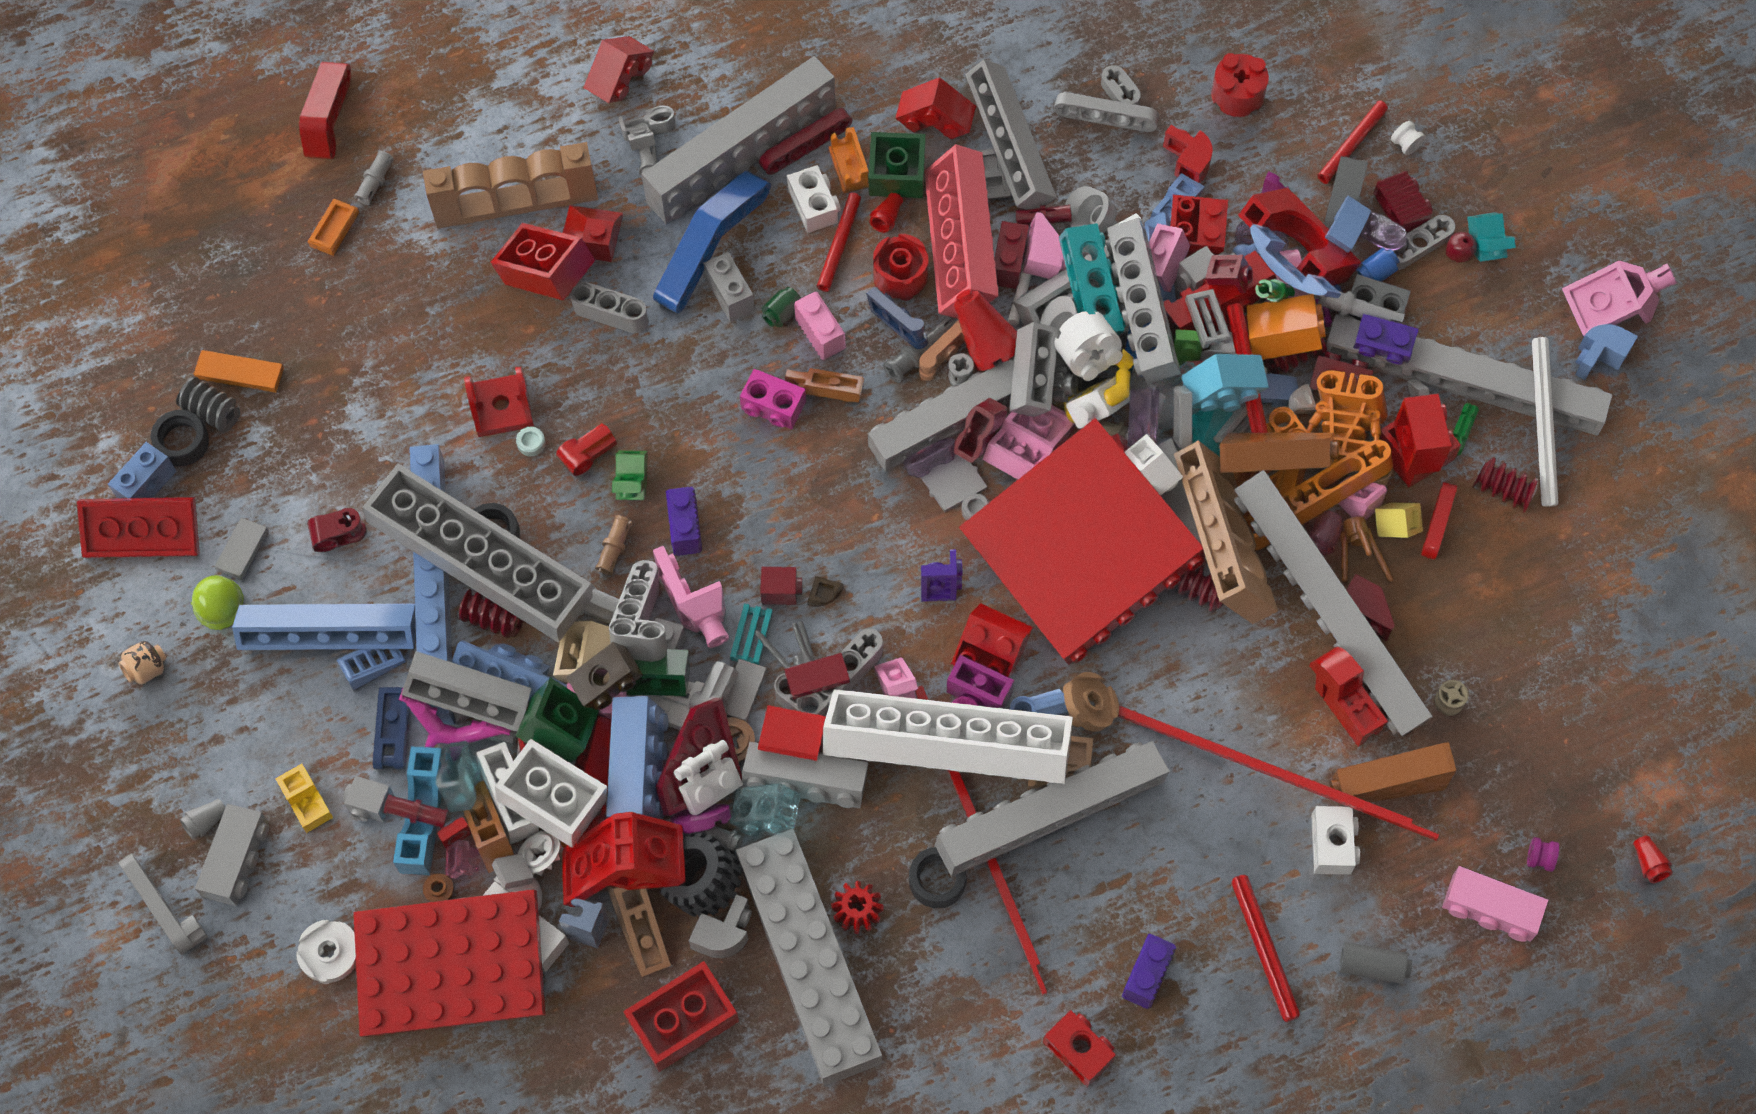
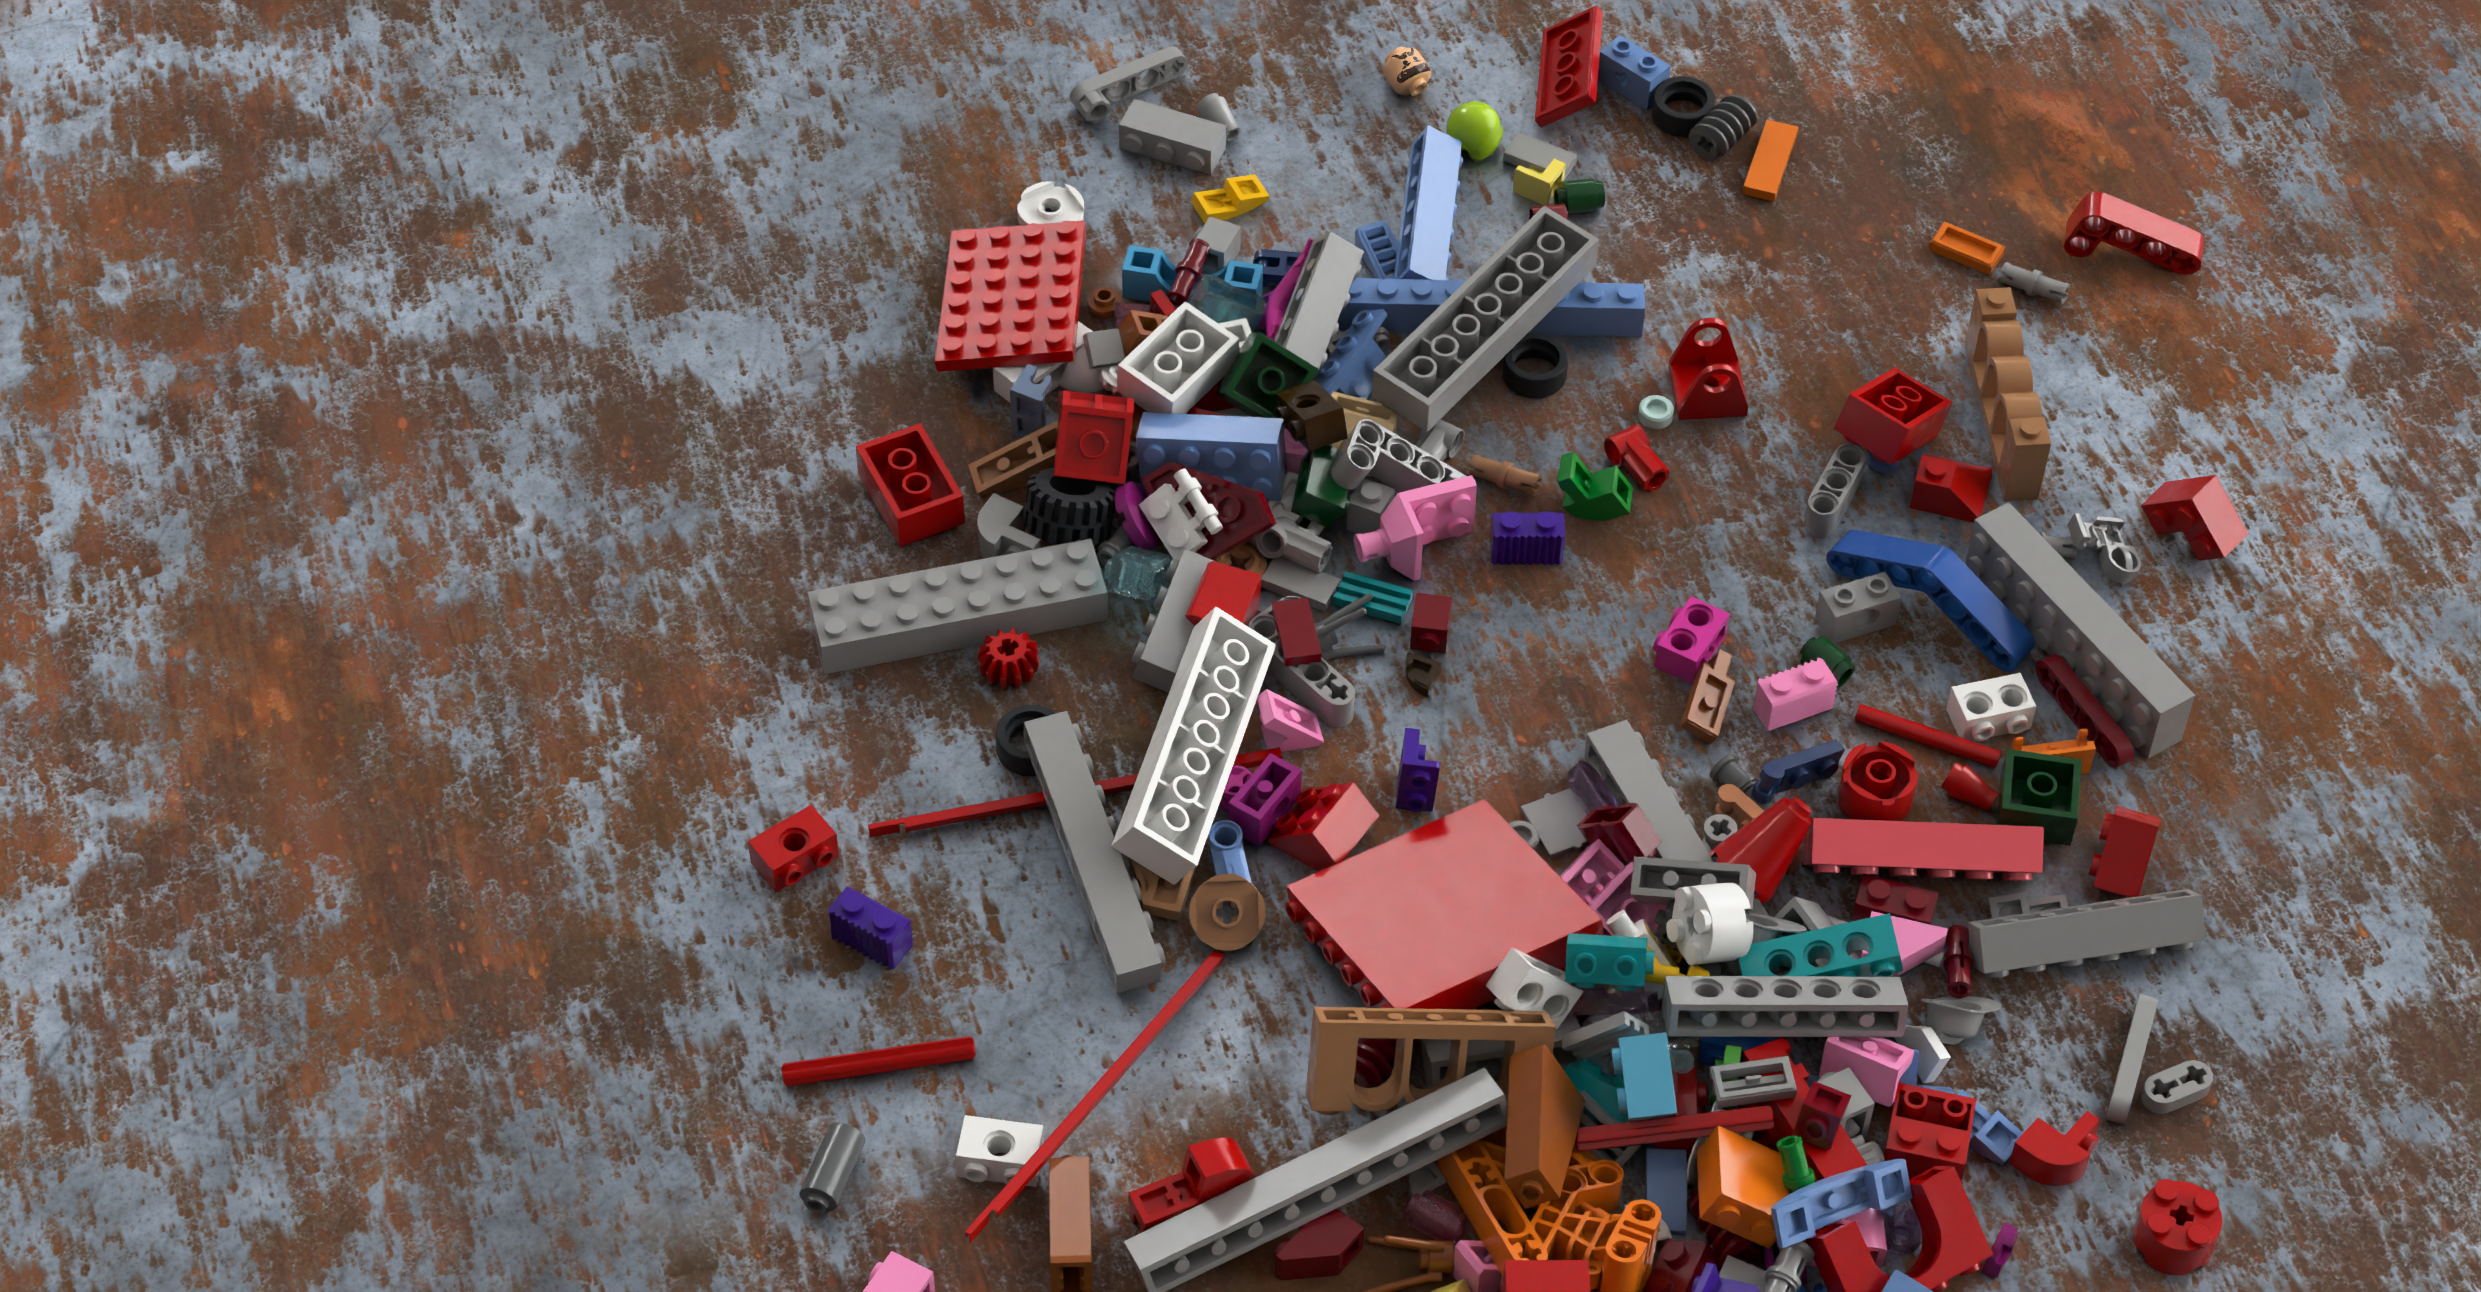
camera: 95 degrees right, 15 degrees down
(276, 544) = (1539, 185): none -> light yellow panel
(292, 511) = (1580, 195): none -> dark green brick
(1132, 411) = (1607, 961): none -> teal brick

